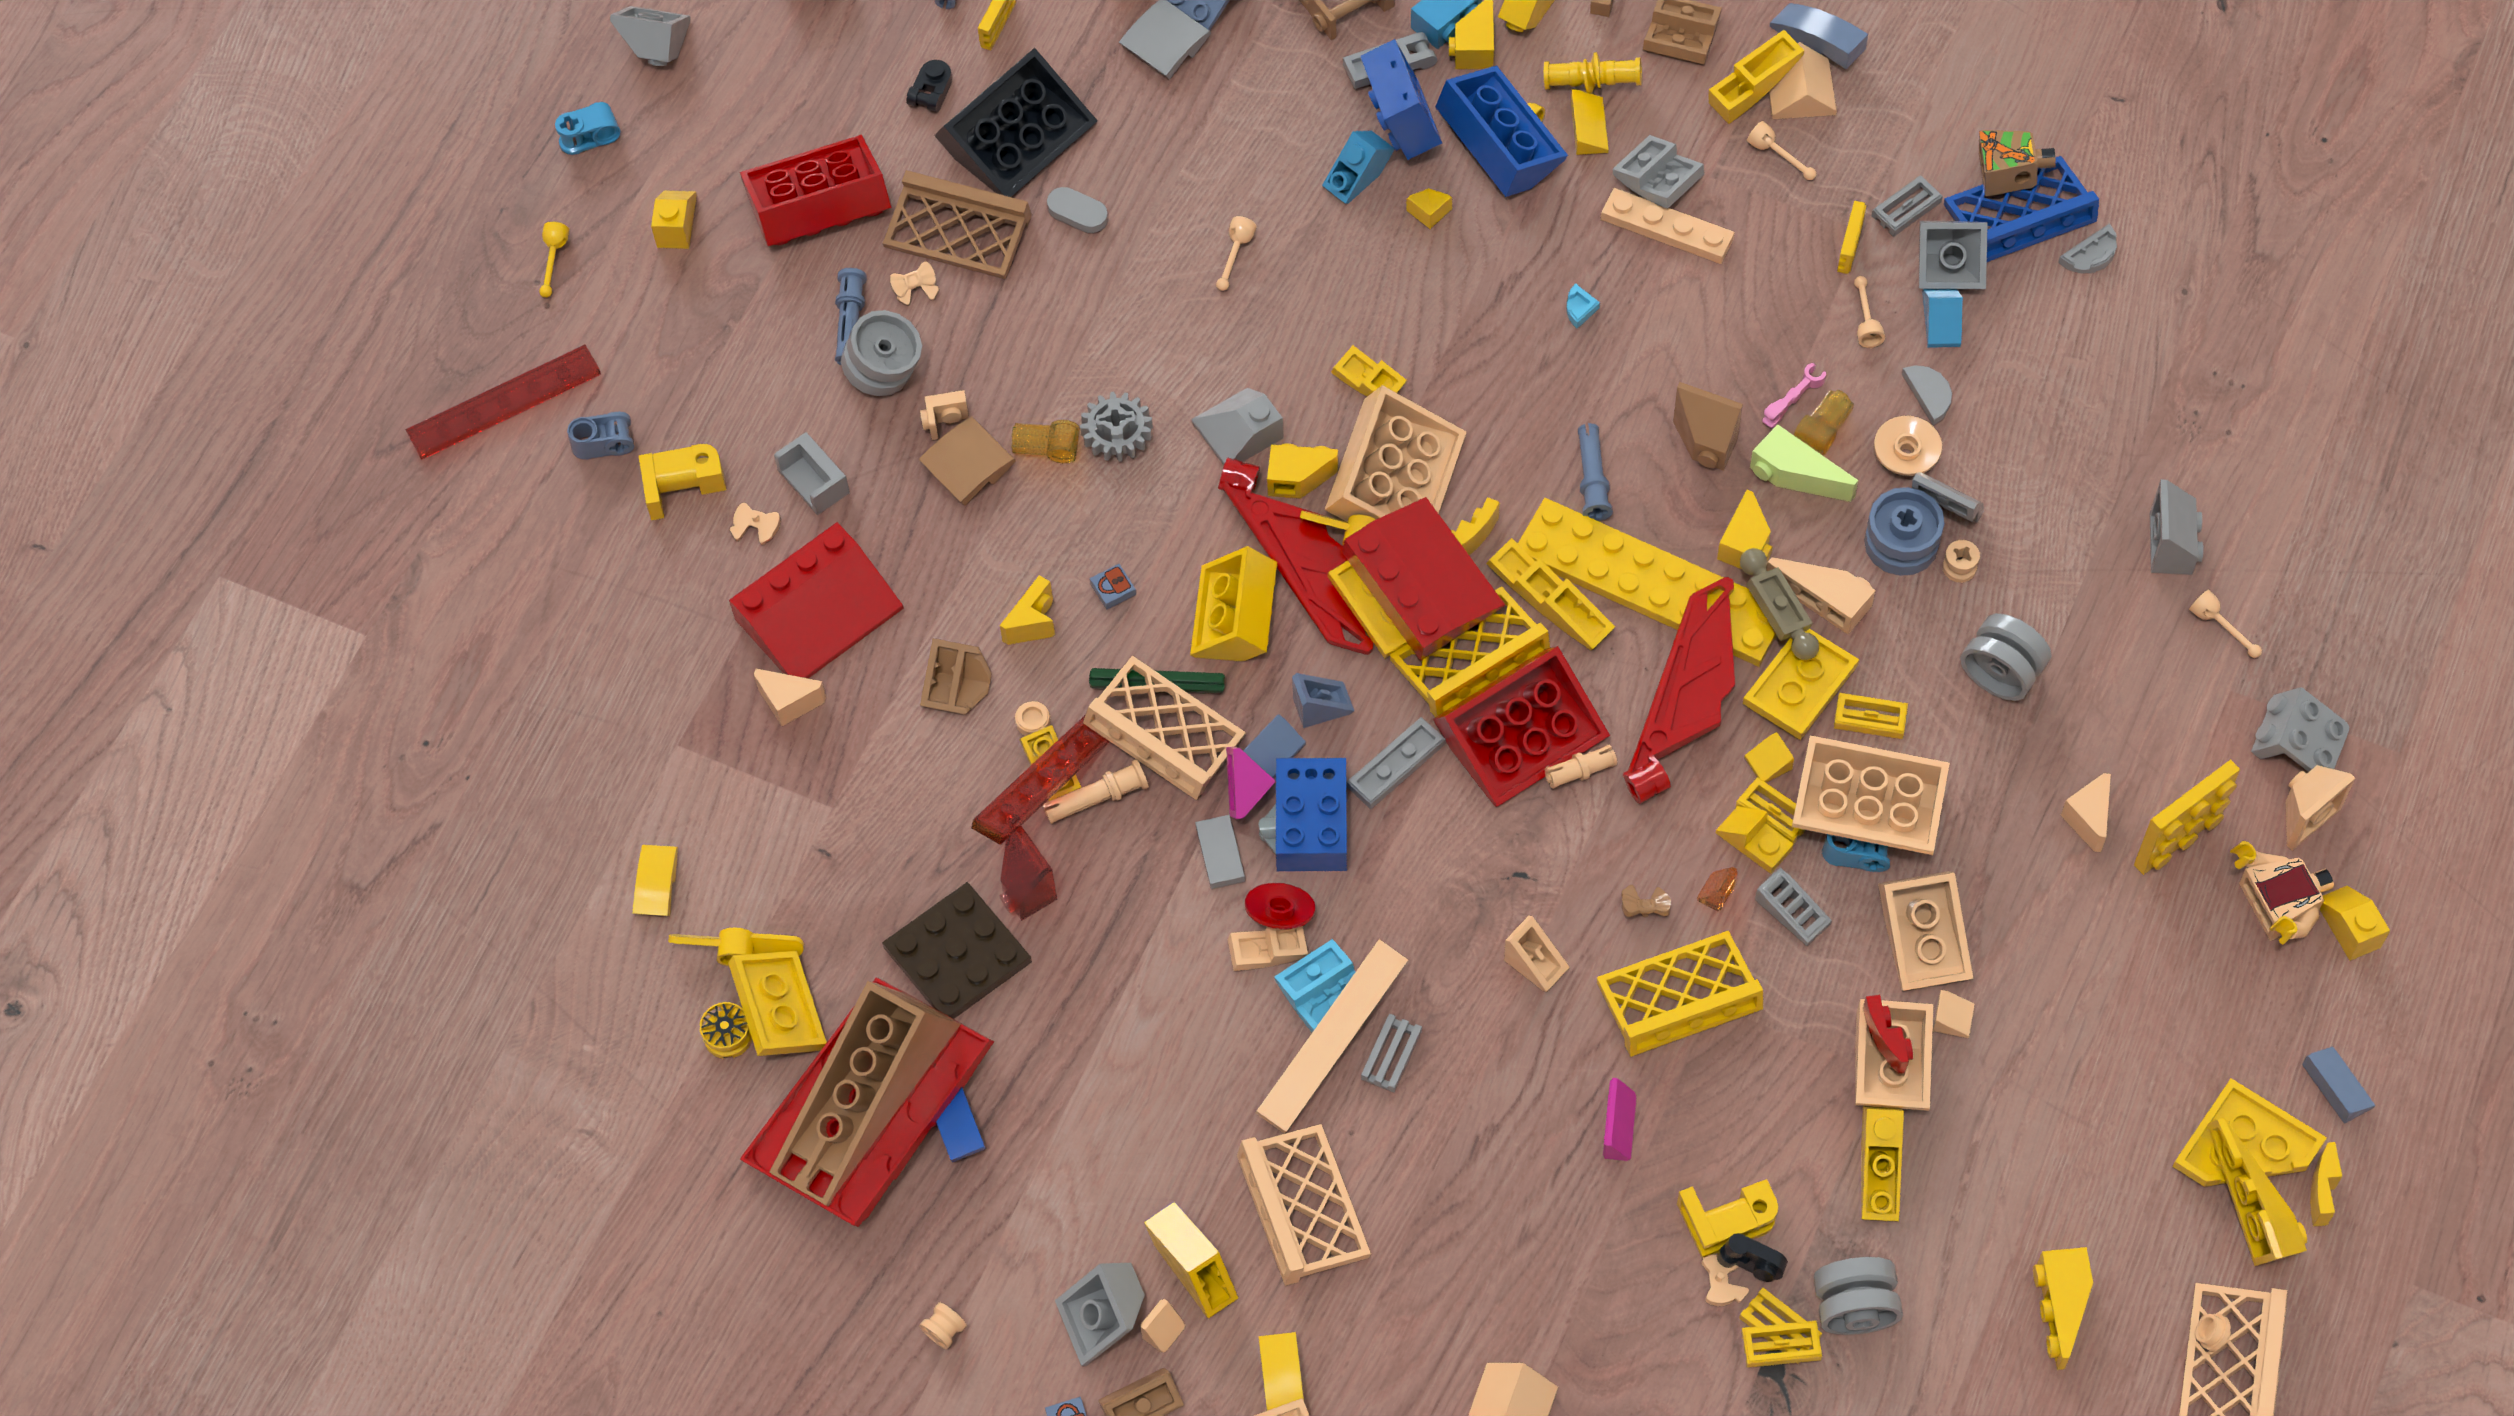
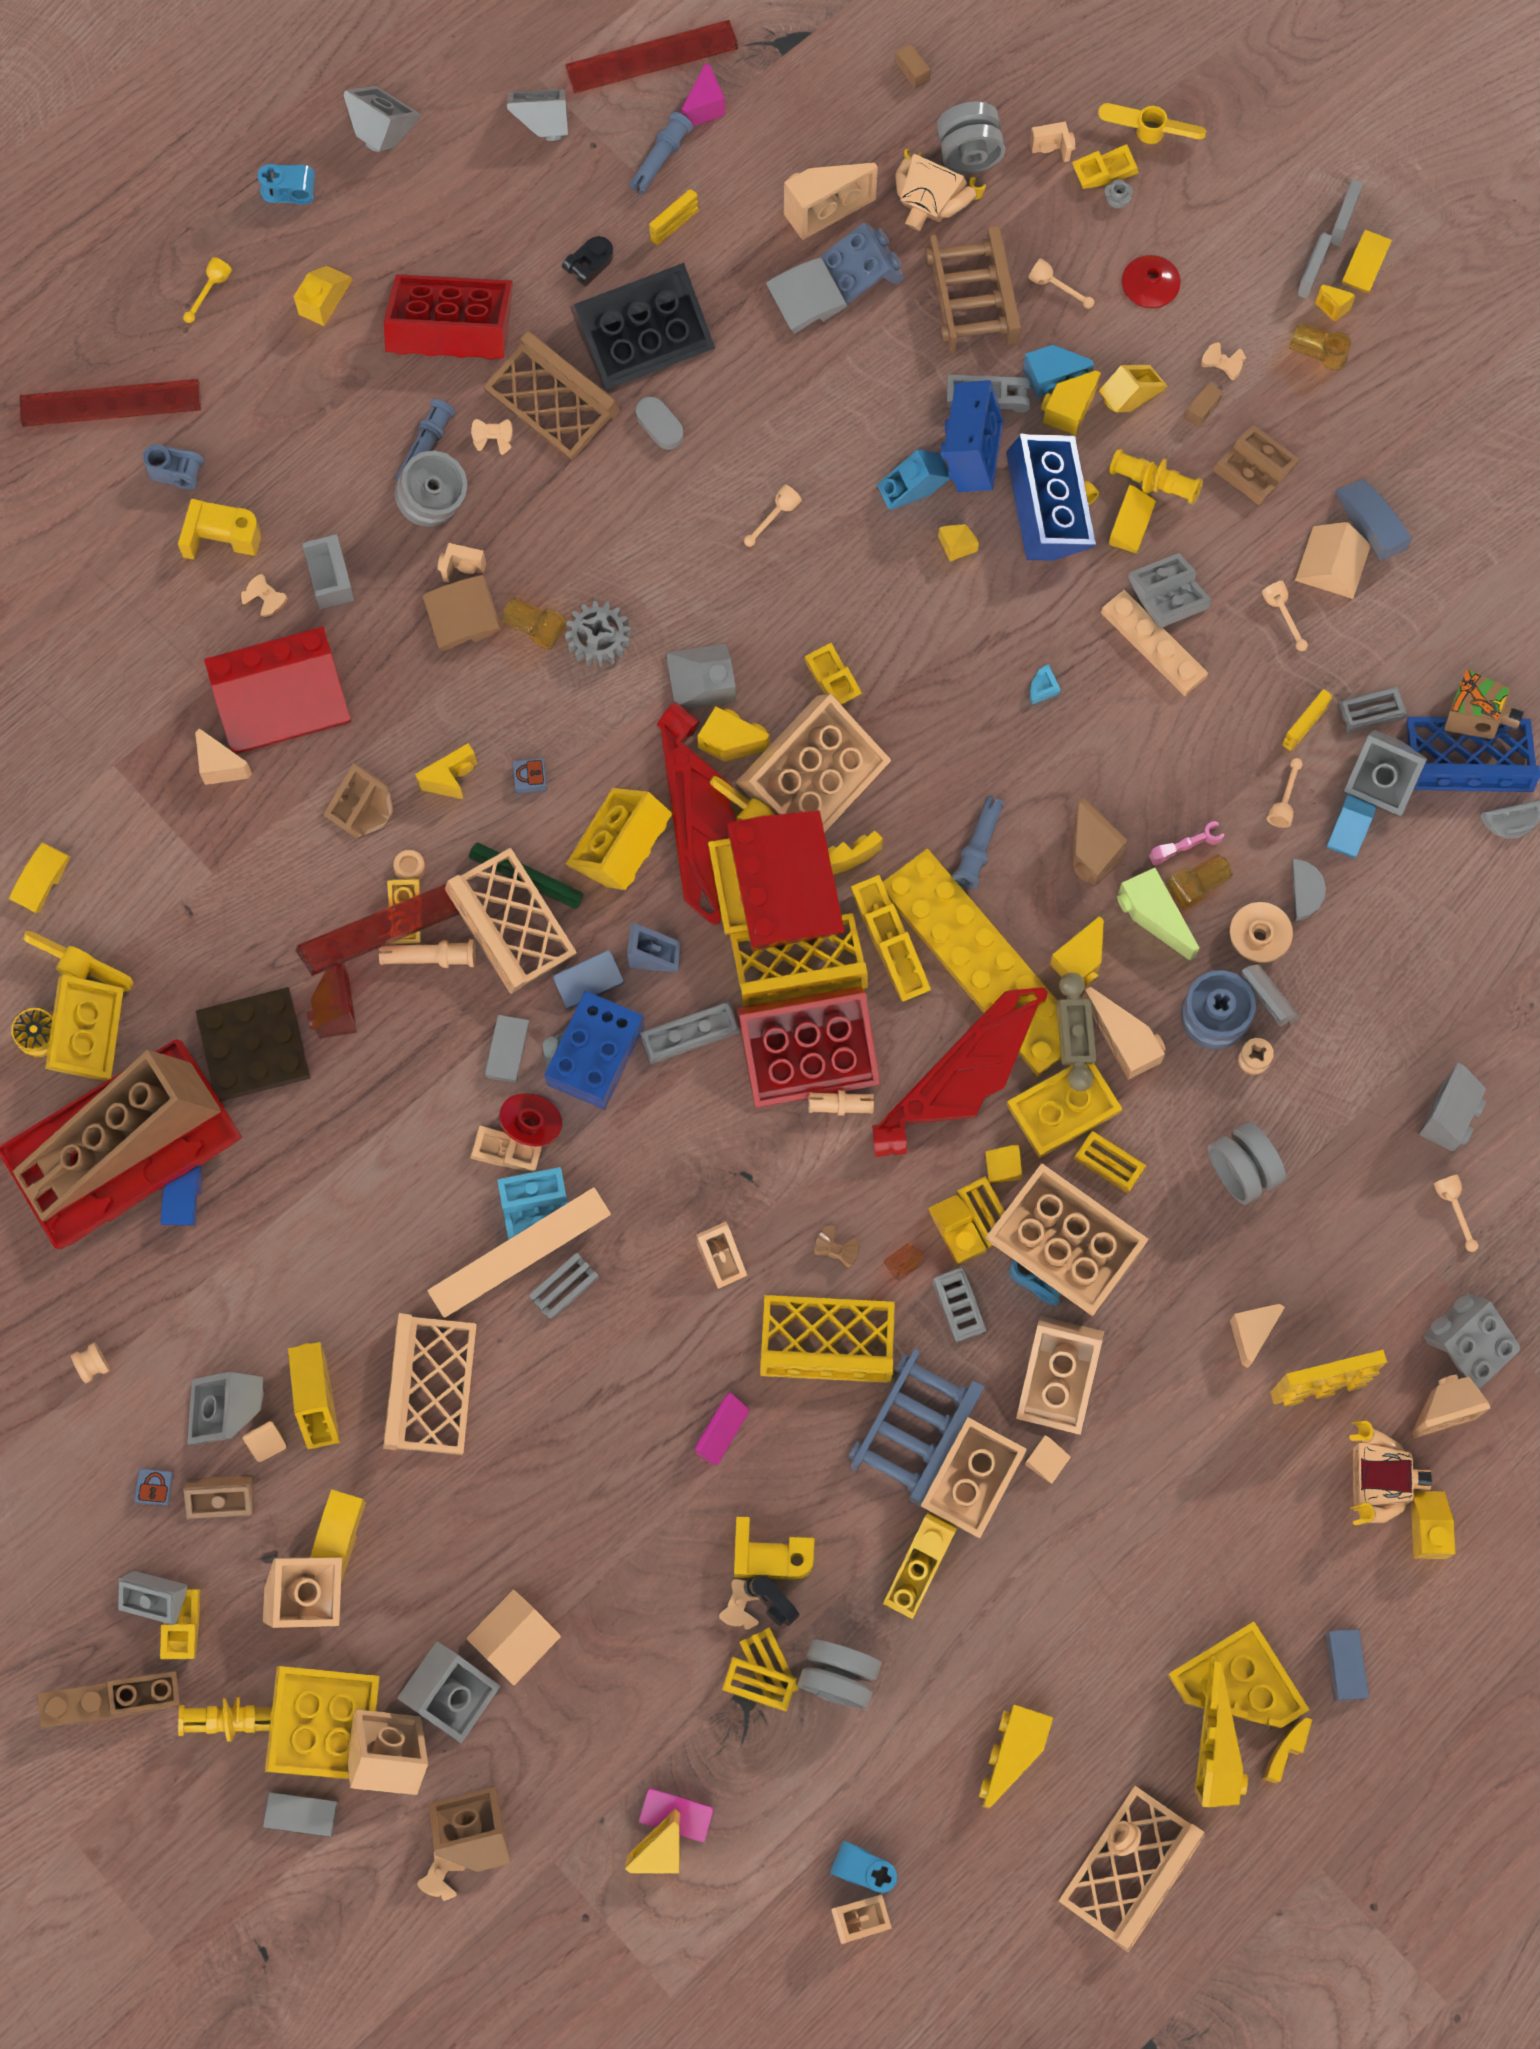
camera: 20 degrees right, 10 degrees up
(1245, 782) = (554, 999): dark pink slope -> none
(1755, 76) = (1295, 536): yellow slope -> none
(1842, 1022) = (948, 1426): none -> sand blue fence
(1890, 1041) = (972, 1471): red slope -> none

